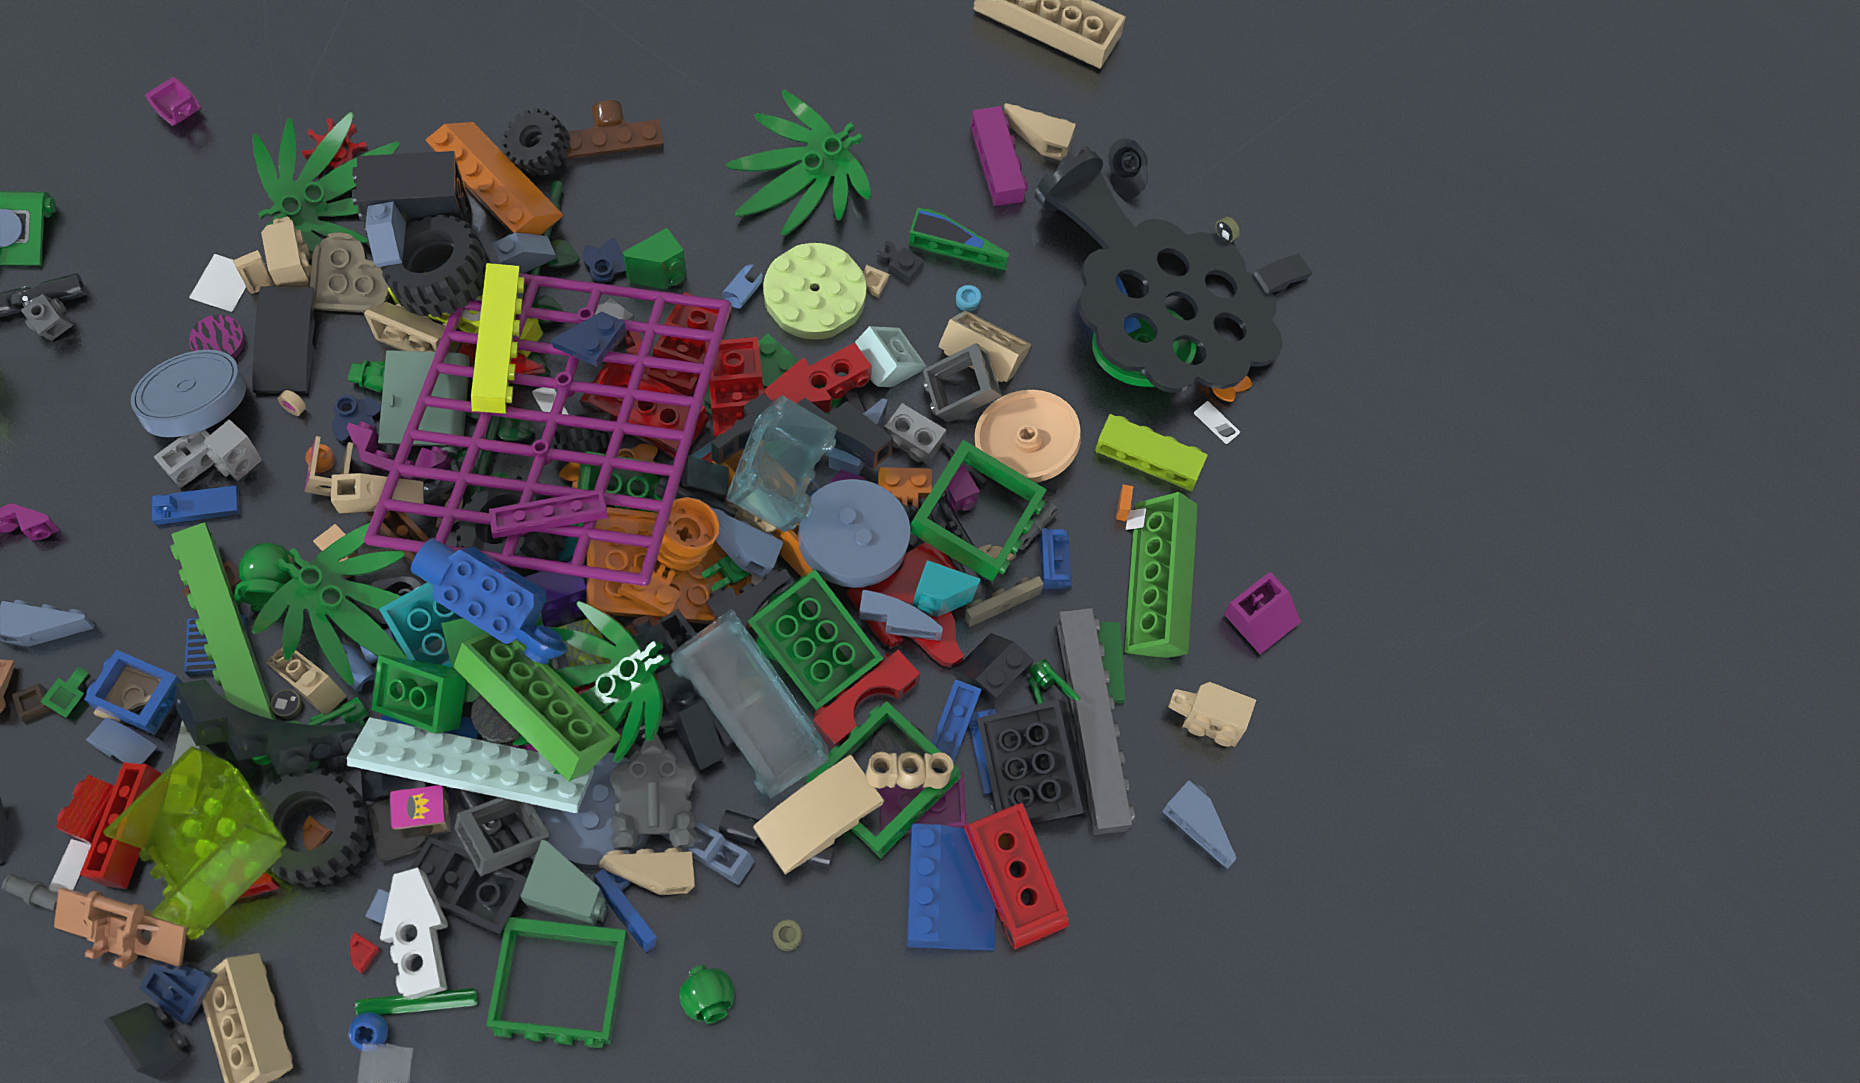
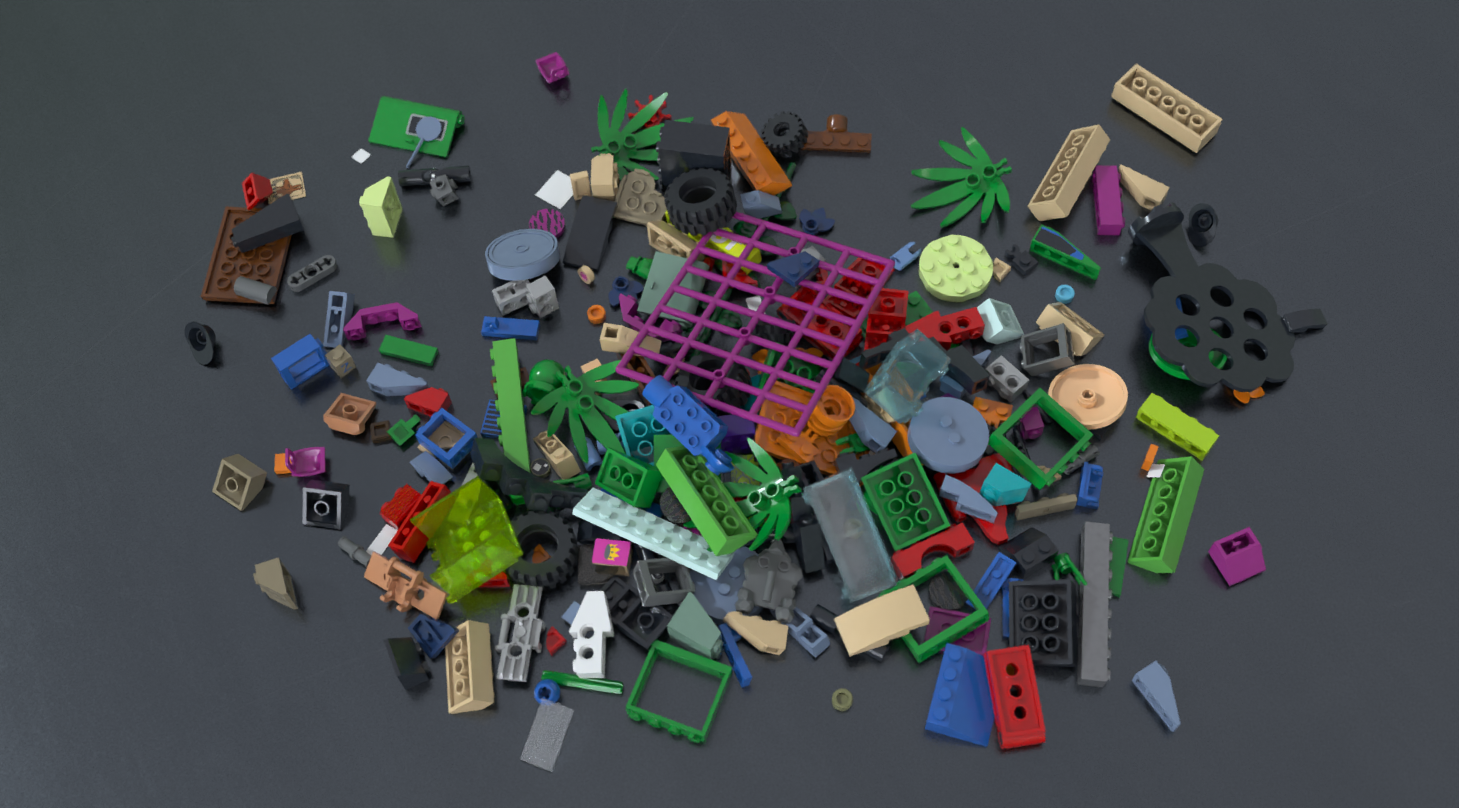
camera: 25 degrees right, 5 degrees down
(47, 571) = (408, 350): none -> green tile
(95, 641) = (428, 401): none -> red slope
(313, 482) = (590, 327): tan piece -> none
(317, 955) = (525, 633): none -> light grey piece
(385, 233) = (672, 173): sand blue slope -> none
(495, 339) = (730, 256): neon yellow brick -> none
(548, 513) = (741, 375): magenta tile -> none
(656, 261) = (849, 227): green slope -> none
(707, 994) = (778, 725): green plant -> none
(896, 774) = (961, 606): tan piece -> none
(939, 128) = (1069, 173): none -> tan brick
(1214, 712) = (1185, 617): tan hinge -> none
(1217, 422) = (1231, 416): white sticker -> none
(1227, 229) = (1269, 281): tile -> none

